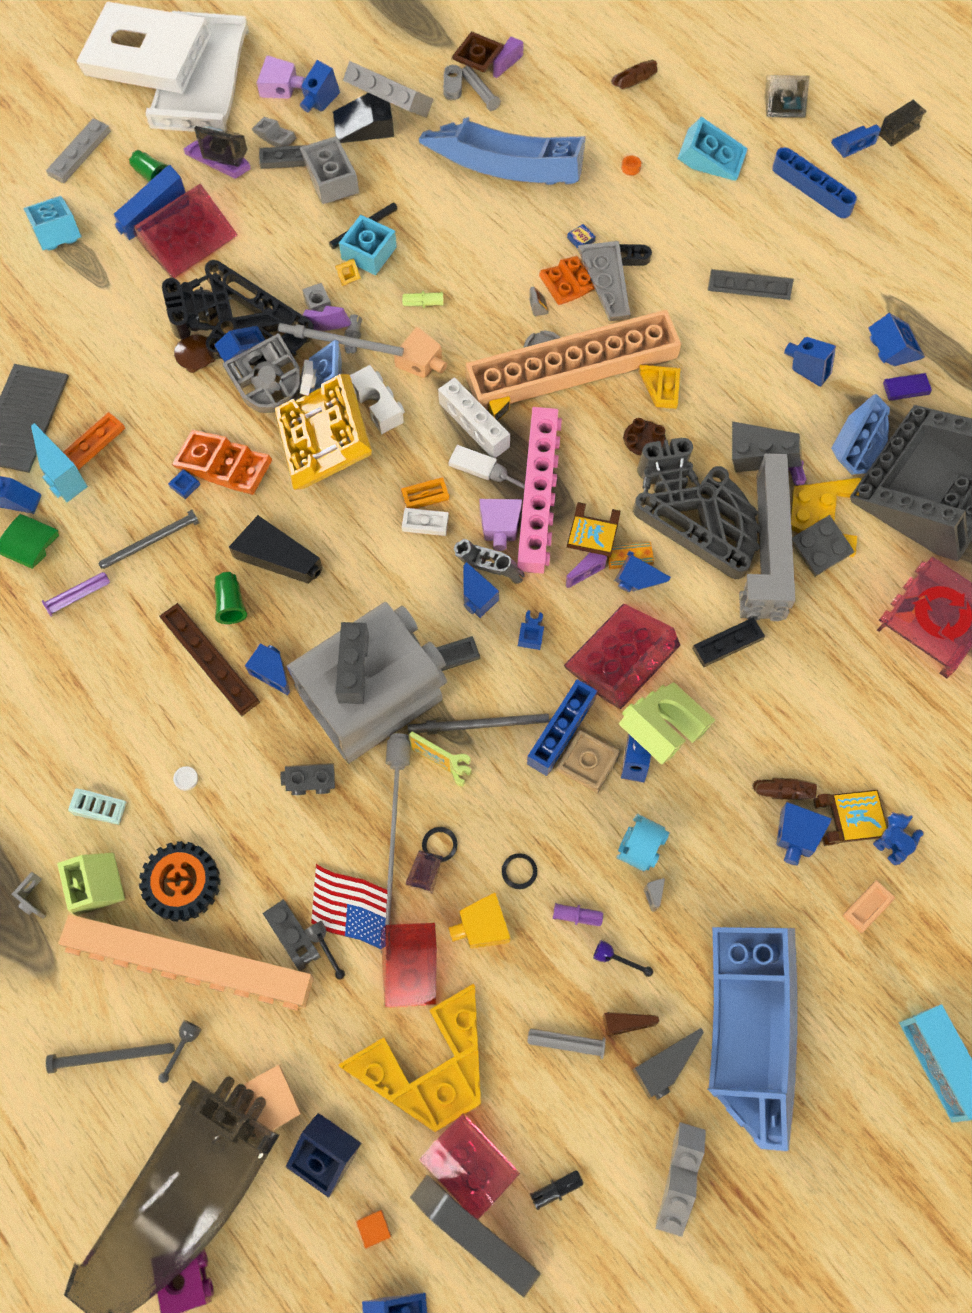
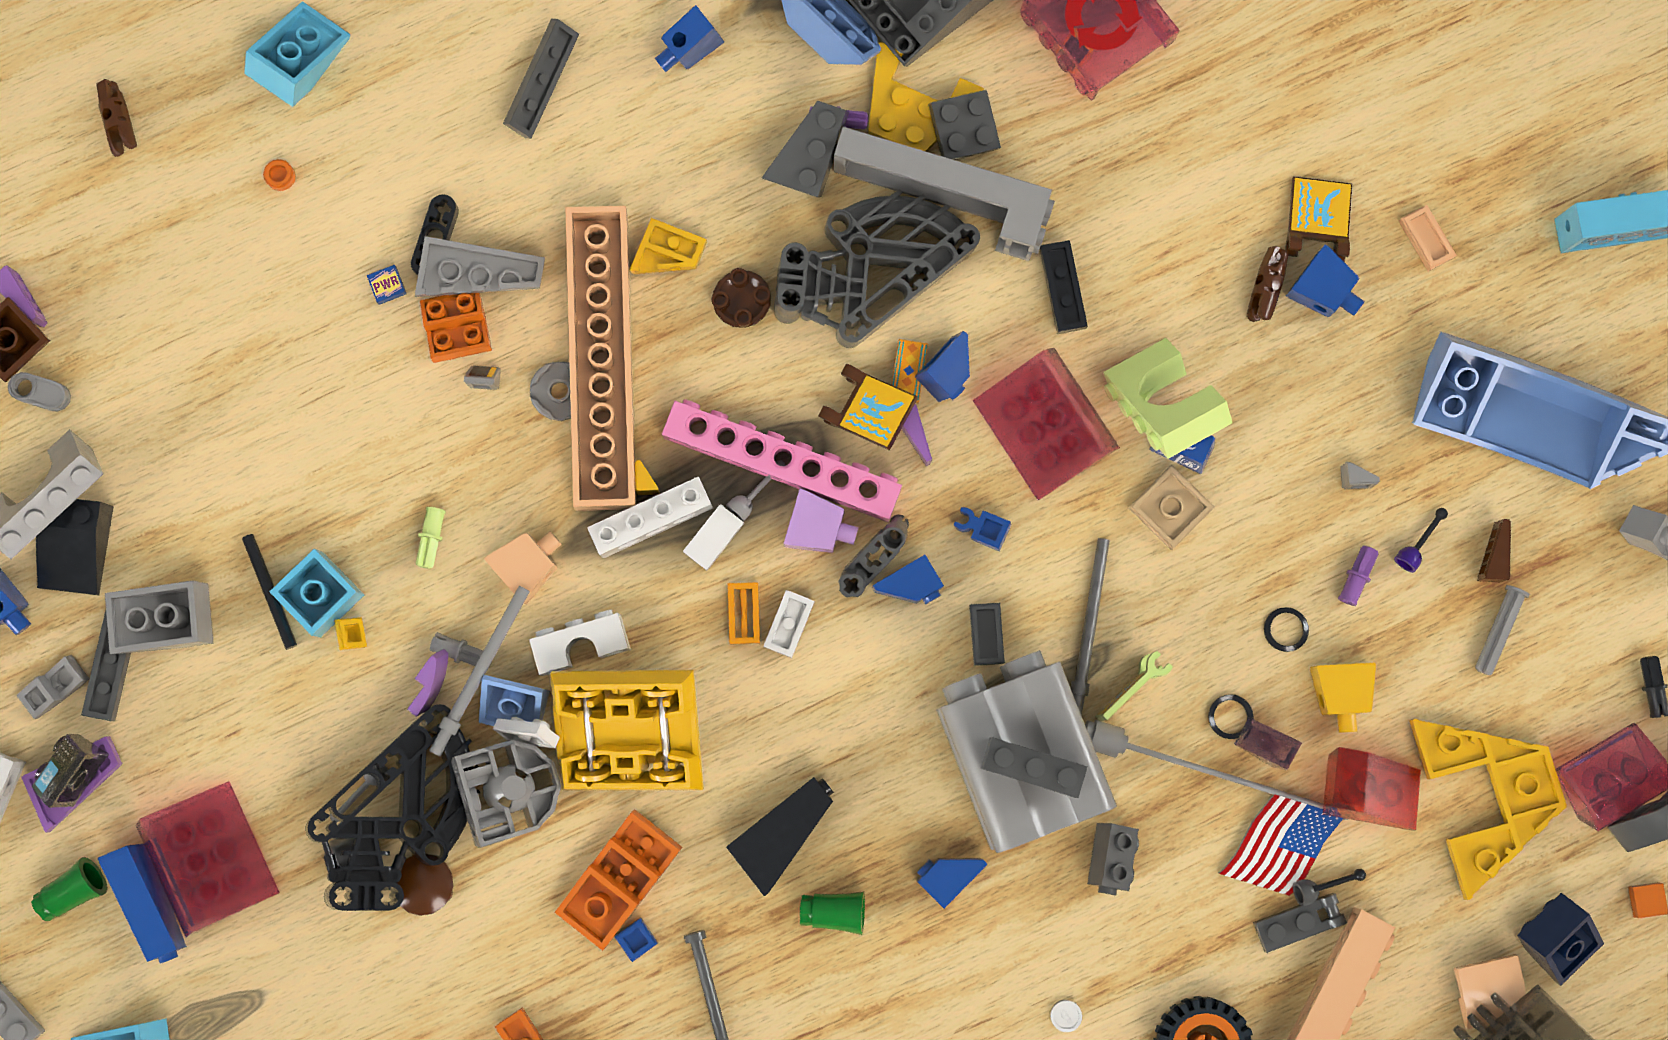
camera: 75 degrees left, 15 degrees up
(209, 659) = (909, 955): reddish brown tile -> none
(238, 341) = (451, 814): blue slope -> none
(316, 297) = (379, 689): light grey brick -> none
(483, 91) = (68, 352): light grey axle -> none
(509, 154) = (206, 345): medium blue slope -> none
(561, 727) = (1129, 527): blue brick -> none
(641, 843) = (1299, 474): medium azure brick -> none
(664, 1068) = (1554, 528): dark grey slope -> none
(897, 839) = (1361, 180): blue animal -> none

